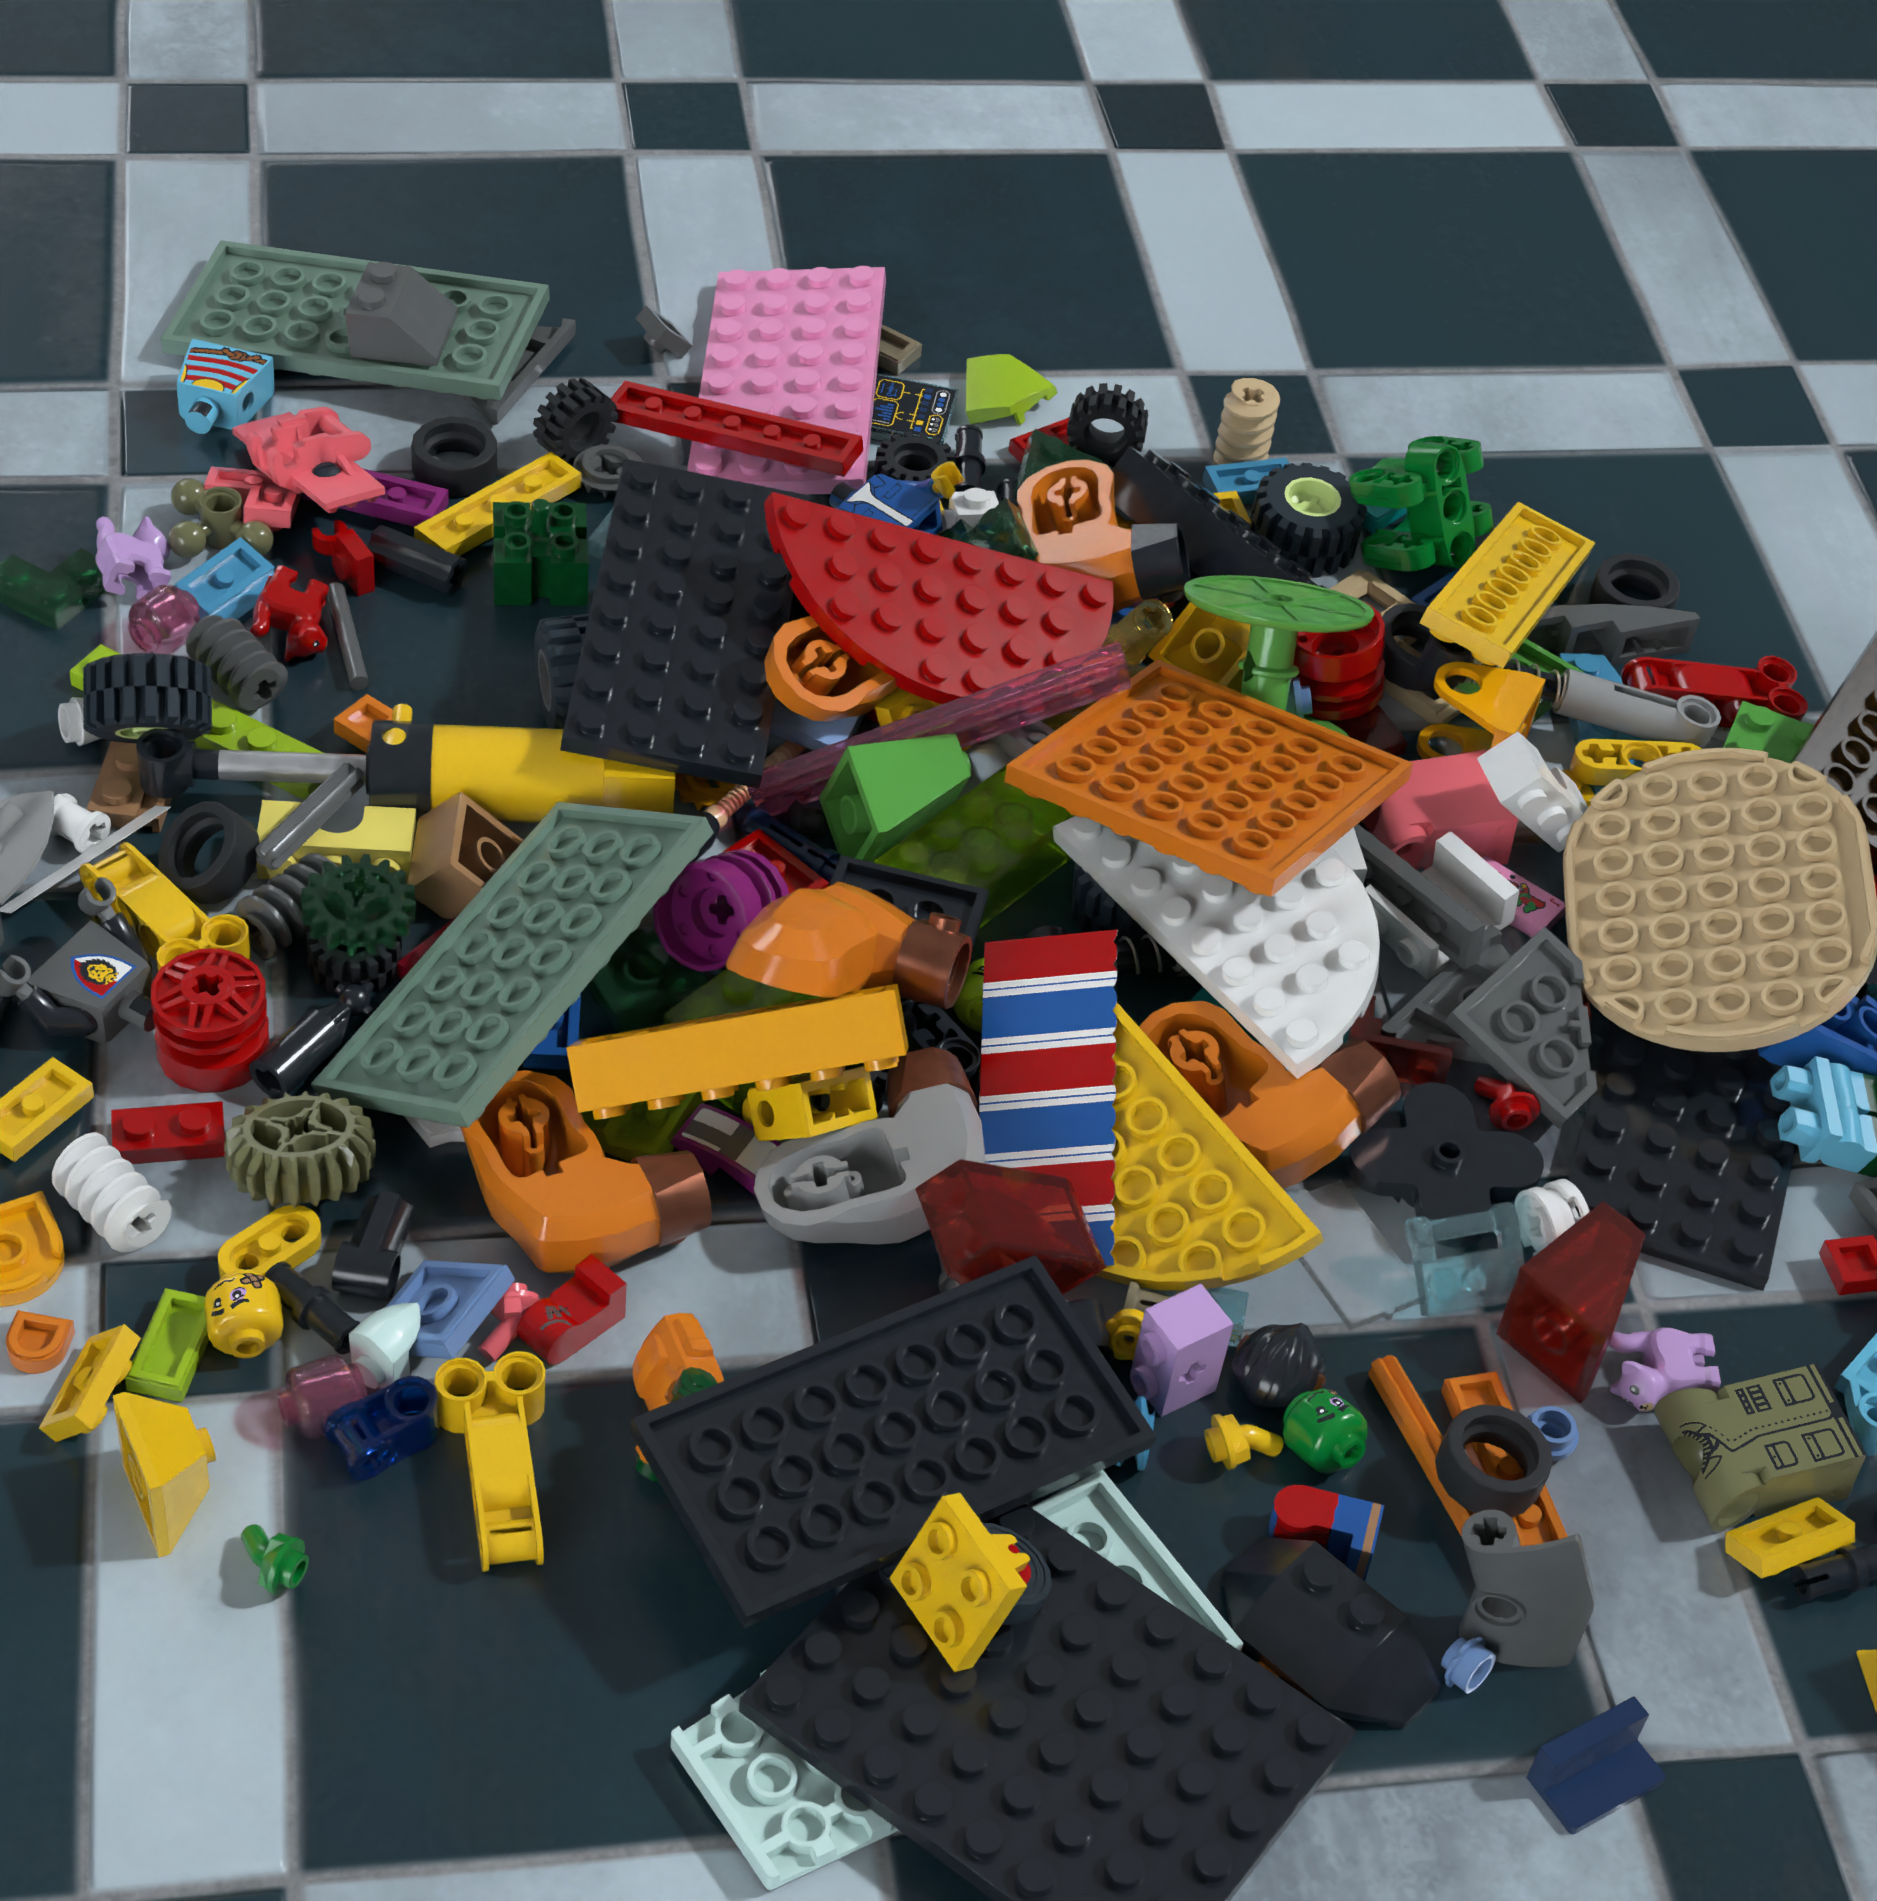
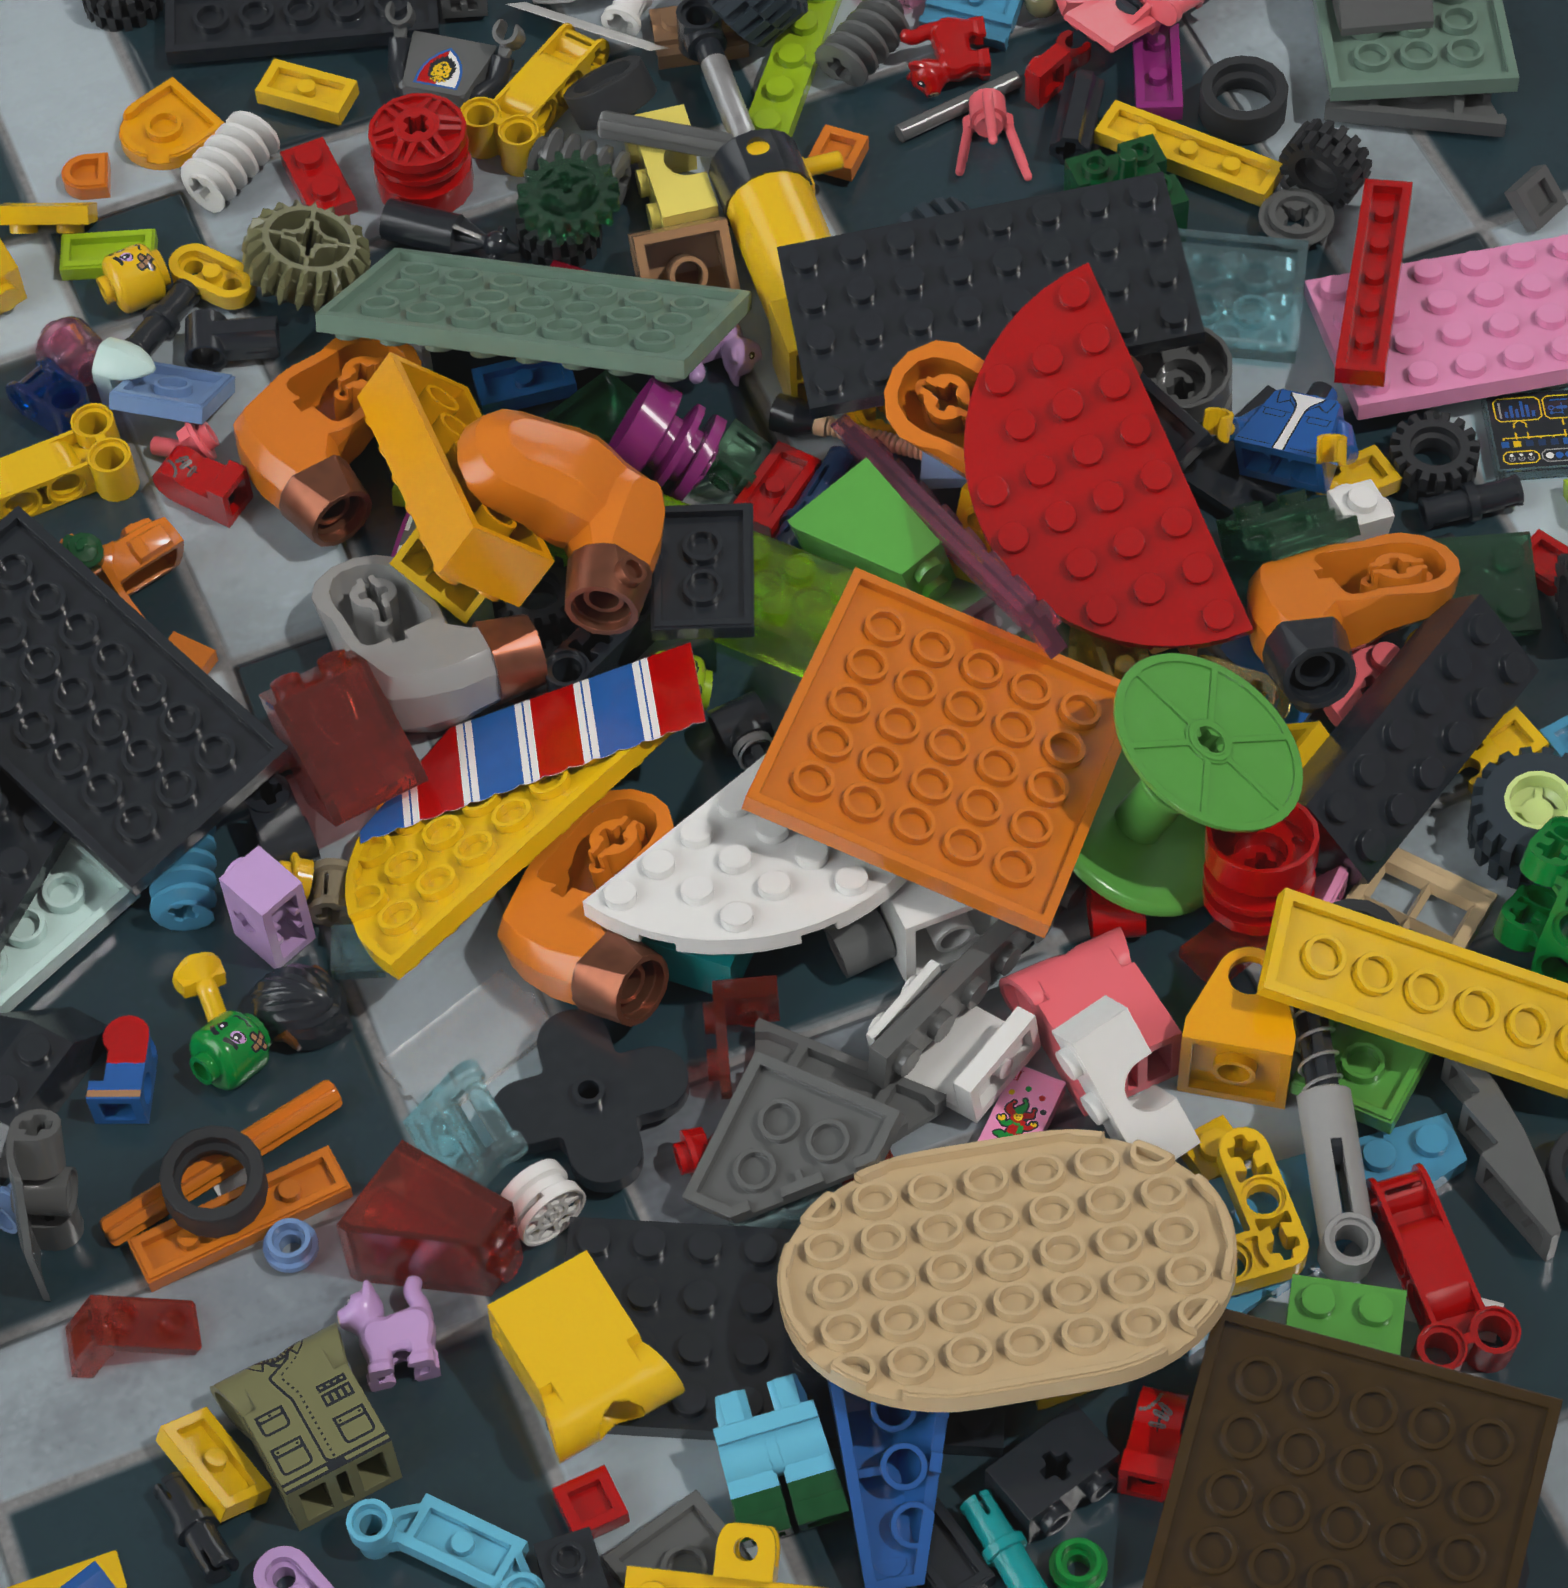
camera: 85 degrees right, 10 degrees up
(378, 613) = (988, 119): none -> coral plant
(1299, 698) = (1183, 845): medium blue plate -> none
(1641, 1590) = (129, 1325): none -> clear red bracket
(1737, 1216) = (579, 1355): none -> yellow piece

